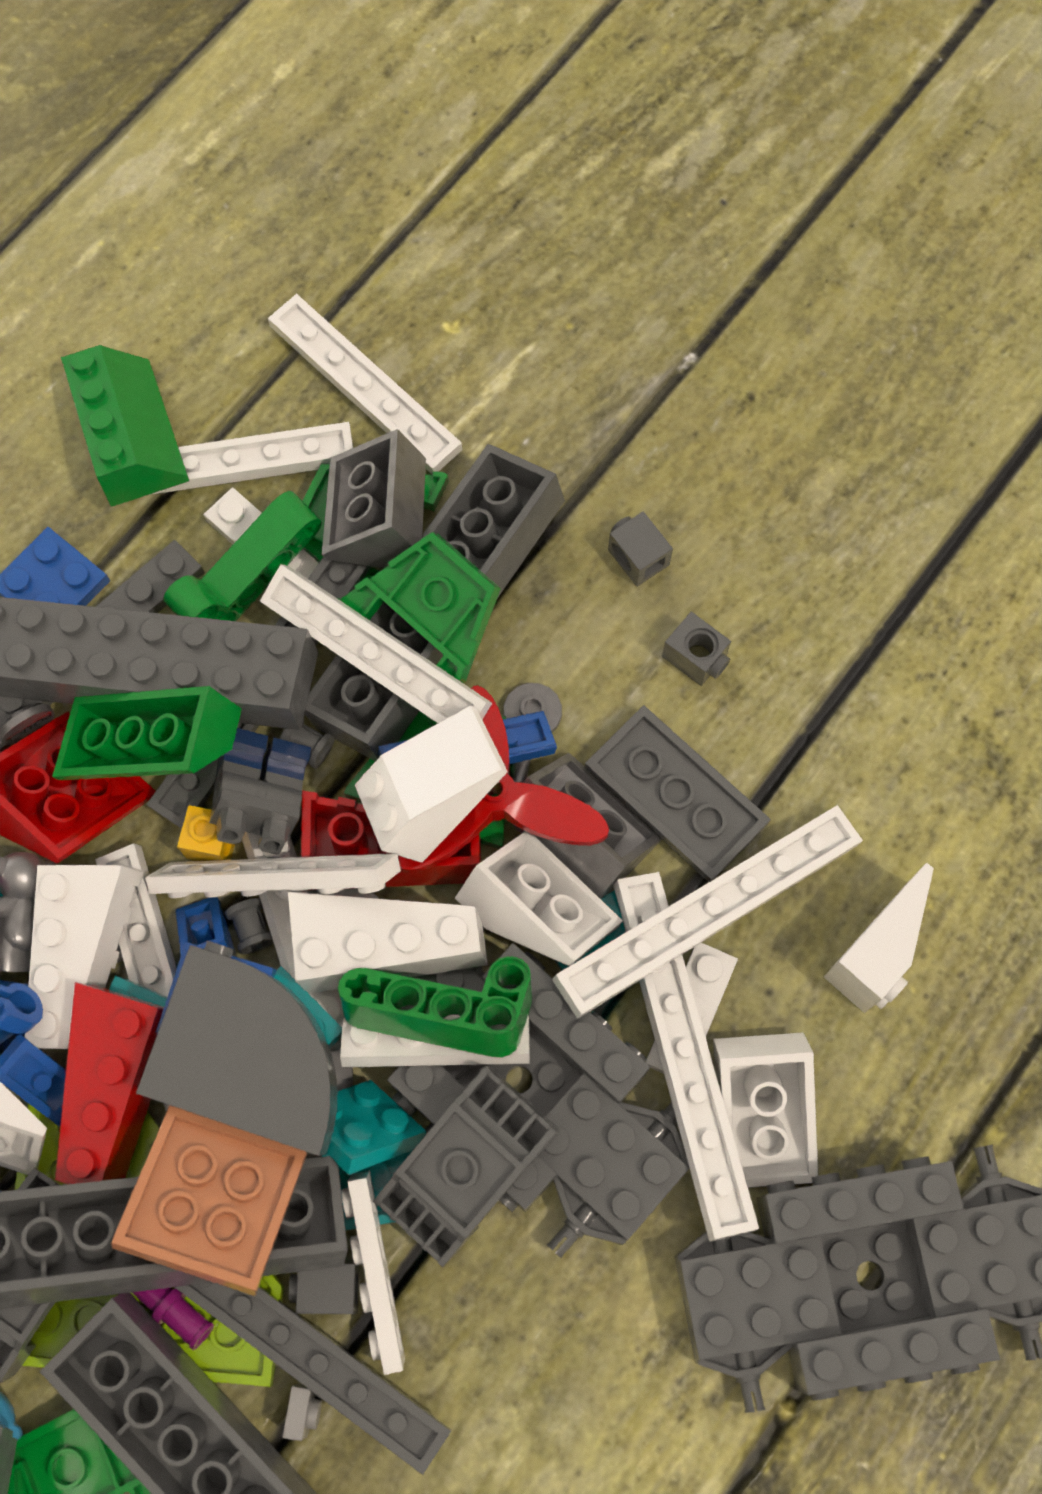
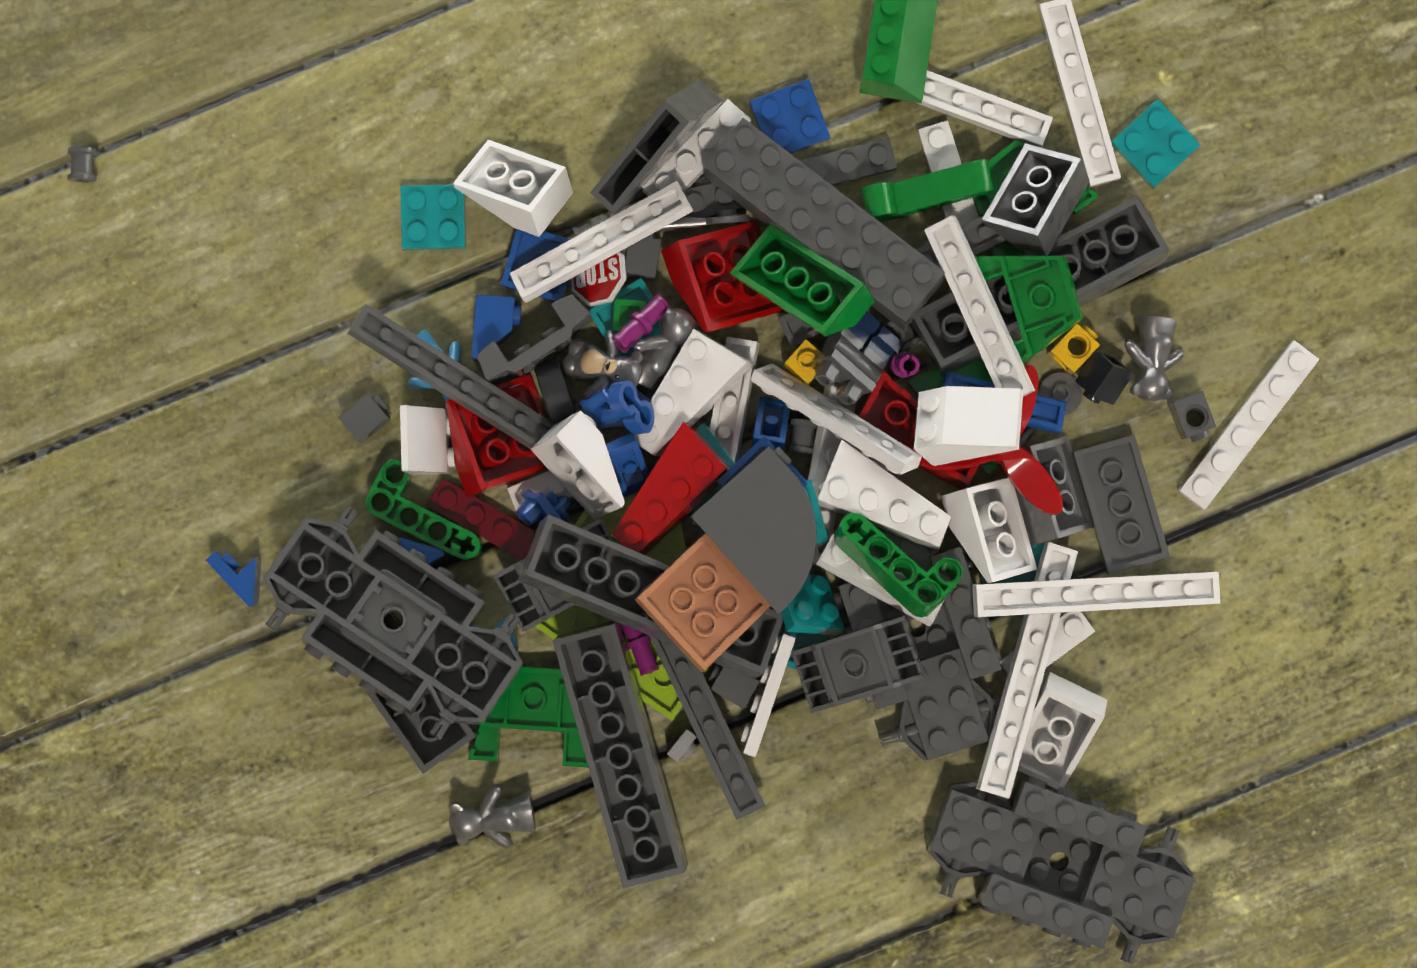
camera: 25 degrees right, 15 degrees up
(324, 771) = (910, 367): none -> magenta pin
(480, 394) = (1155, 144): none -> teal plate
(511, 665) = (1062, 355): none -> yellow brick
(570, 660) = (1103, 378): none -> black brick
(610, 606) = (1154, 357): none -> flat silver piece
(639, 548) = (1196, 322): dark grey brick -> none
(766, 630) = (1248, 425): none -> white plate
(878, 959) = (1187, 680): white slope -> none

